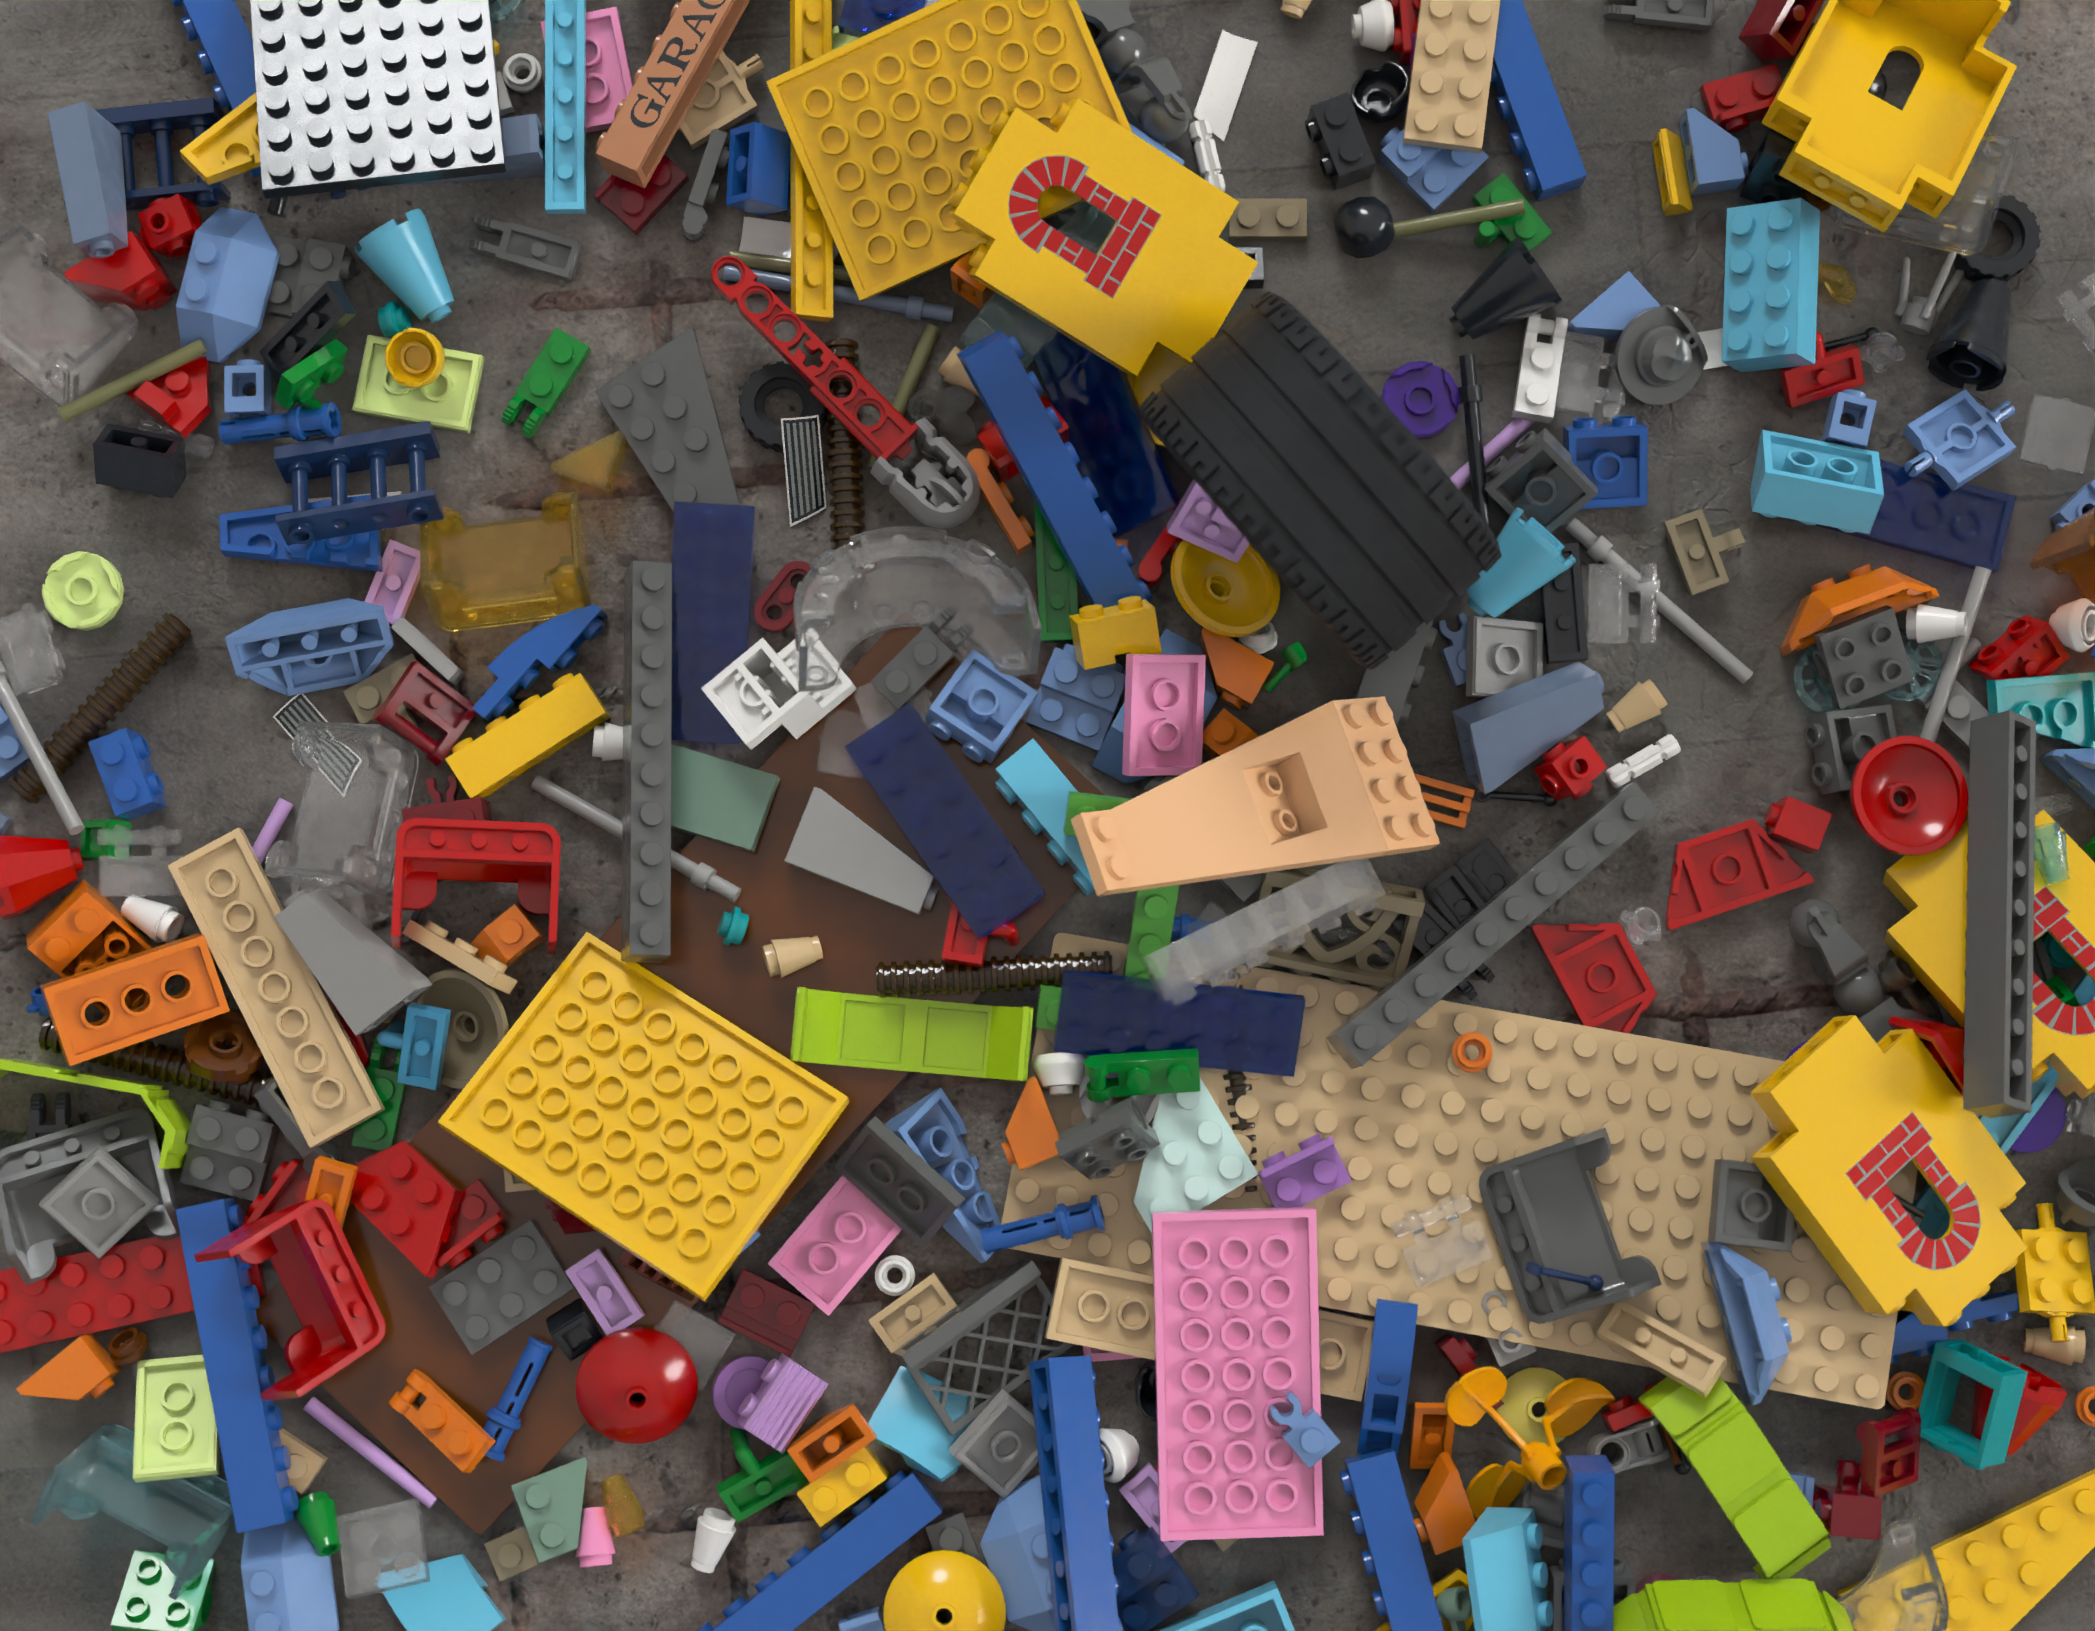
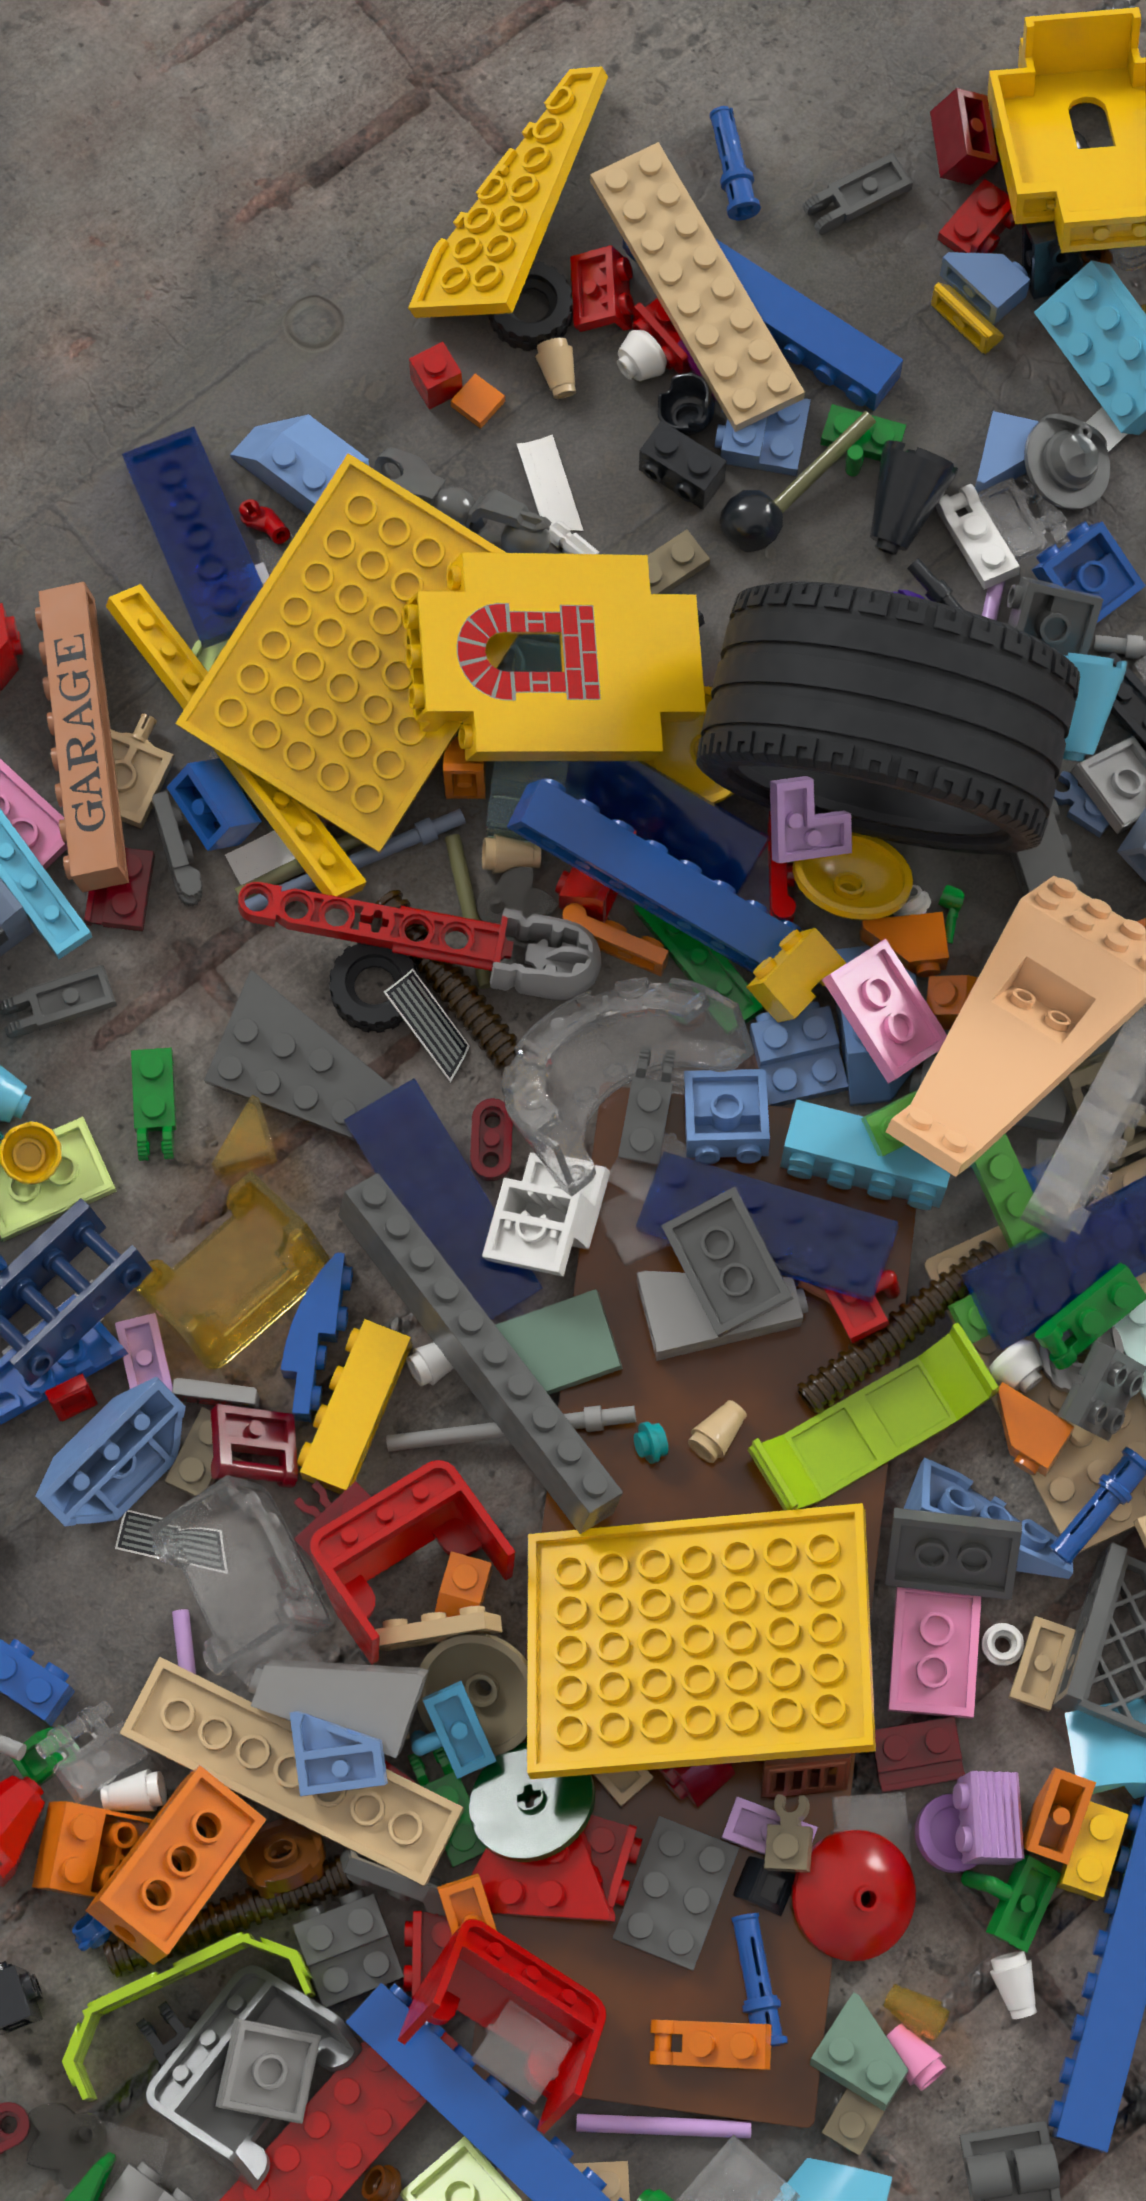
camera: 35 degrees left, 10 degrees down
(294, 1325) = (521, 2052): none -> clear piece
(308, 1001) = (334, 1756): none -> medium blue wing
(316, 575) = (71, 1397): none -> red tile
(410, 1155) = (524, 1832): none -> piece
(609, 1313) = (789, 1843): none -> dark tan plate
(886, 829) = (727, 1262): none -> dark grey plate

